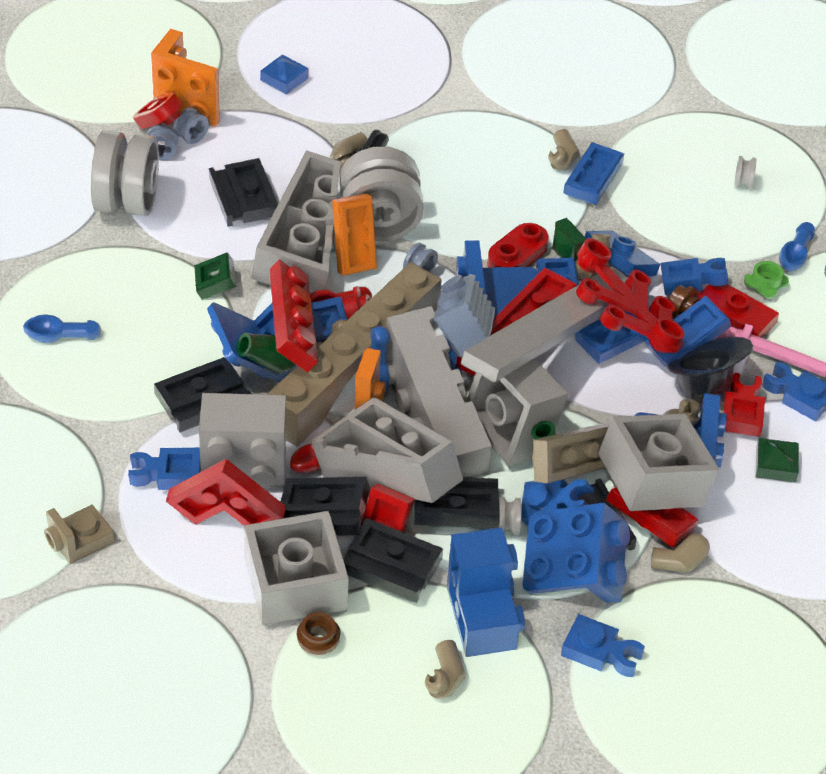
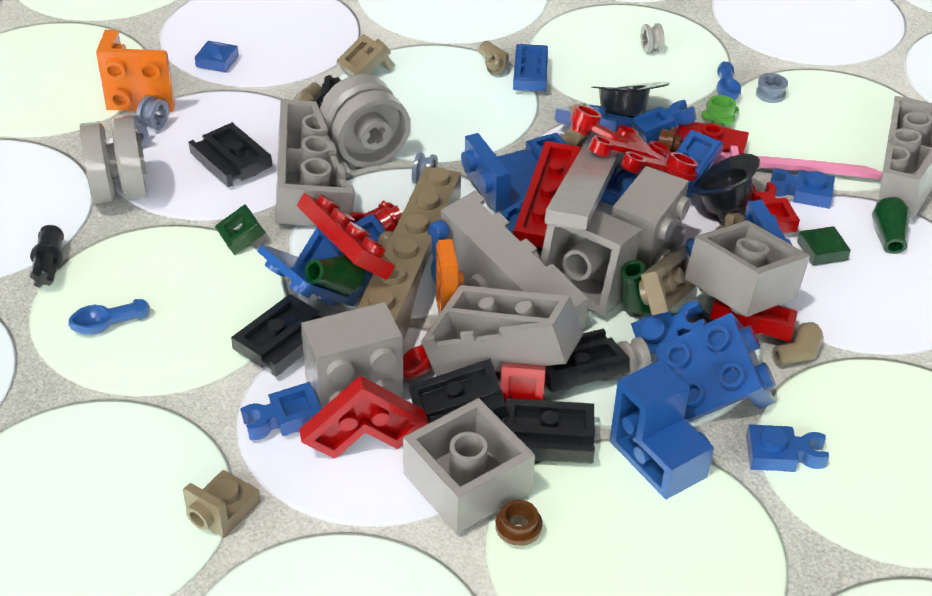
camera: 20 degrees left, 5 degrees down
(31, 252) = (46, 255): none -> black axle
(159, 110) = (120, 103): red plate -> none
(354, 234) = (359, 157): orange plate -> none
(427, 116) = (365, 56): none -> dark tan bracket
(450, 674) = (666, 518): dark tan arm -> none
(464, 313) = (506, 191): sand blue brick -> none
(519, 247) = (504, 134): red plate -> none
(567, 239) = (544, 120): dark green tile -> none
(600, 381) = (657, 206): none -> light grey brick
(670, 240) = (627, 99): none -> black piece

